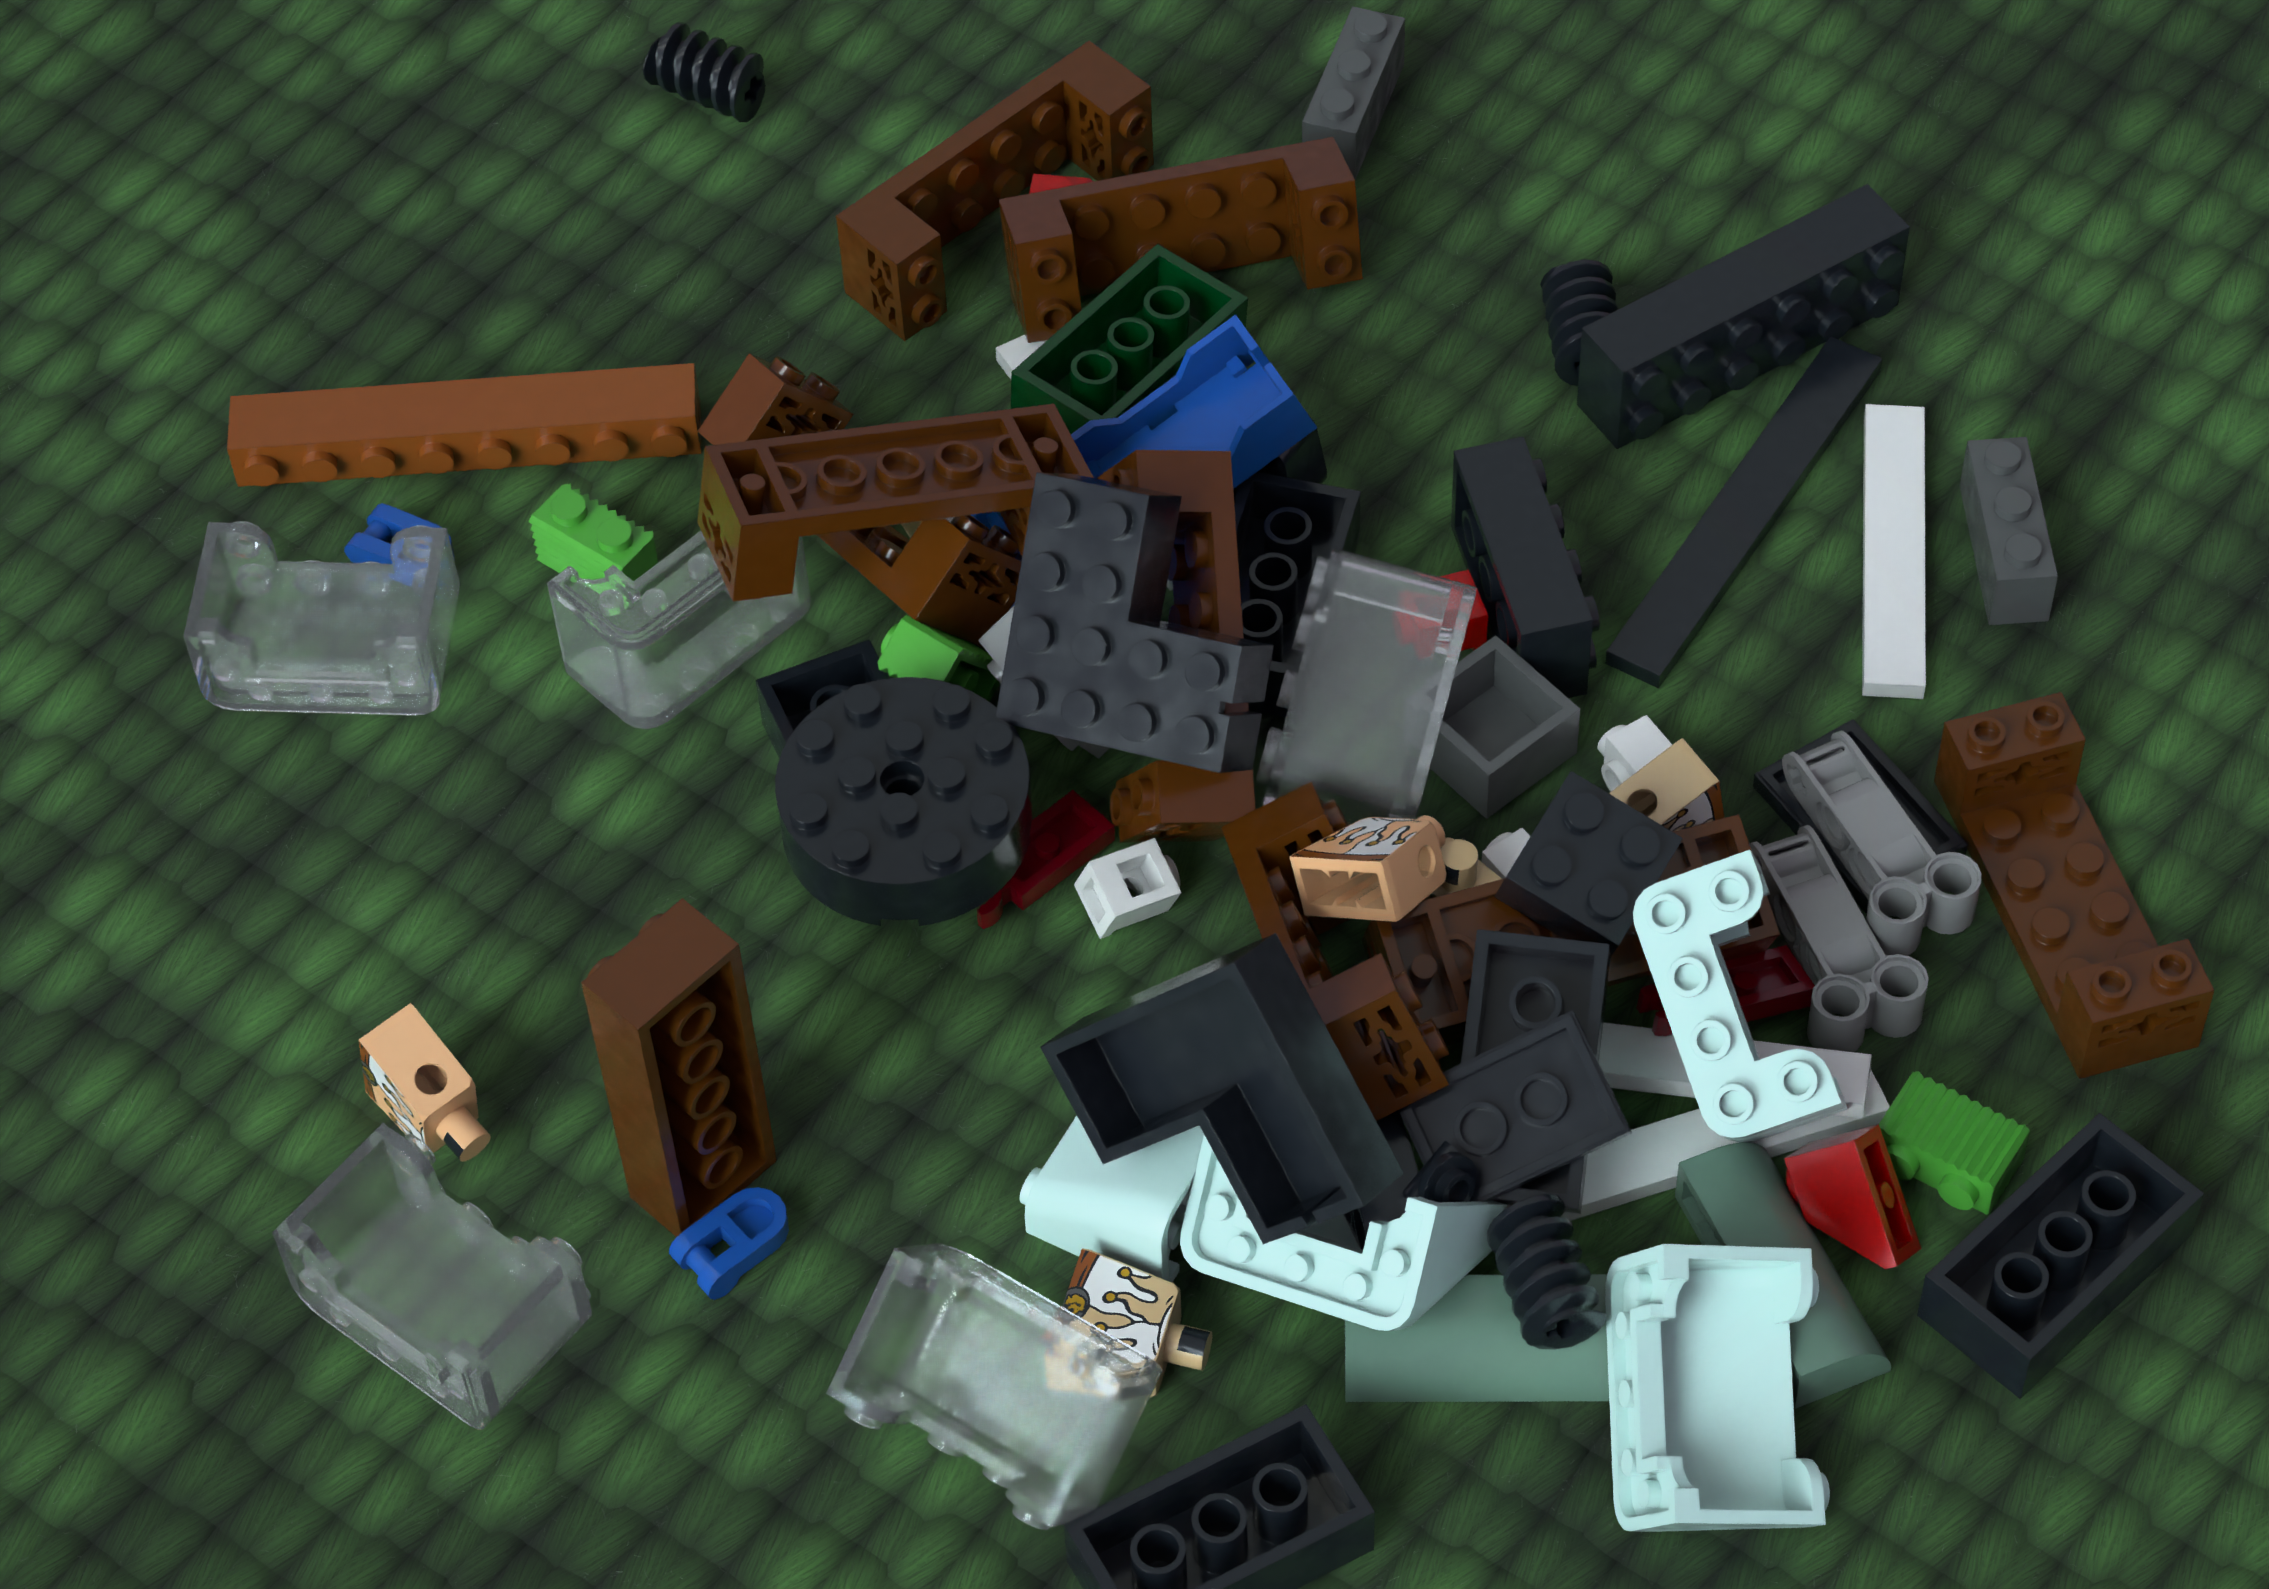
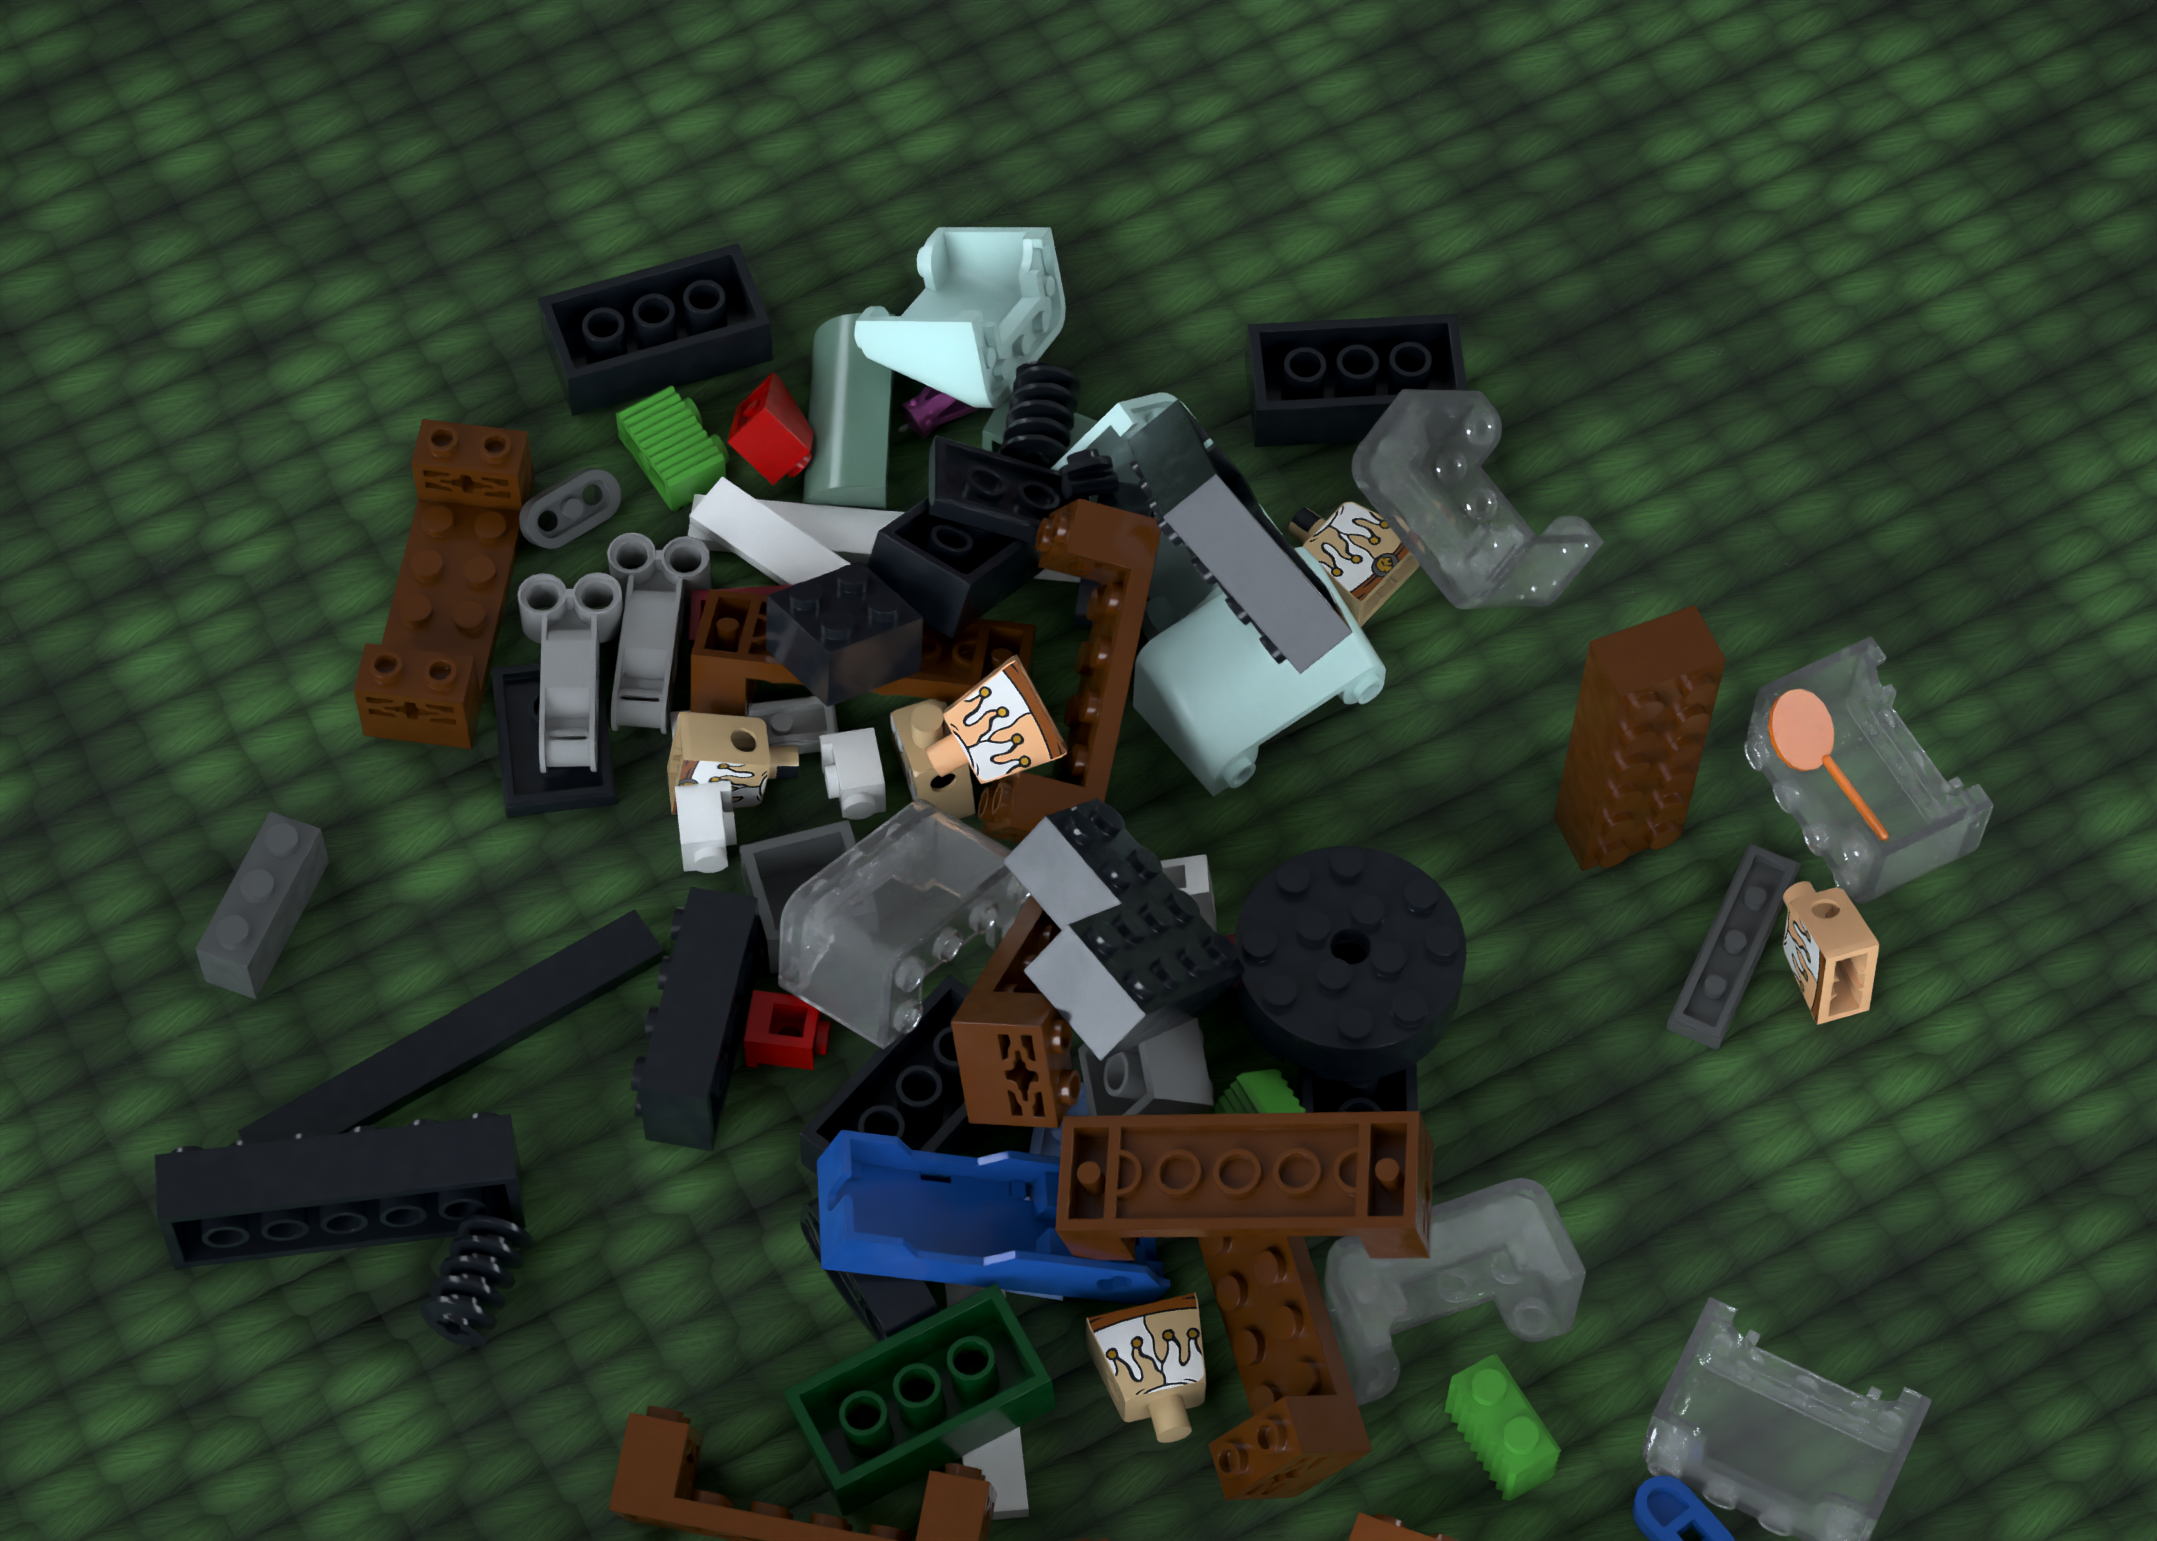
camera: 160 degrees left, 5 degrees up
(511, 1253) = (1804, 740): none -> orange piece
(530, 1094) = (1733, 947): none -> dark grey tile
(1681, 935) = (801, 496): light aqua windscreen -> none
(1894, 552) = (357, 954): white tile -> none
(2009, 1033) = (568, 510): none -> dark grey plate

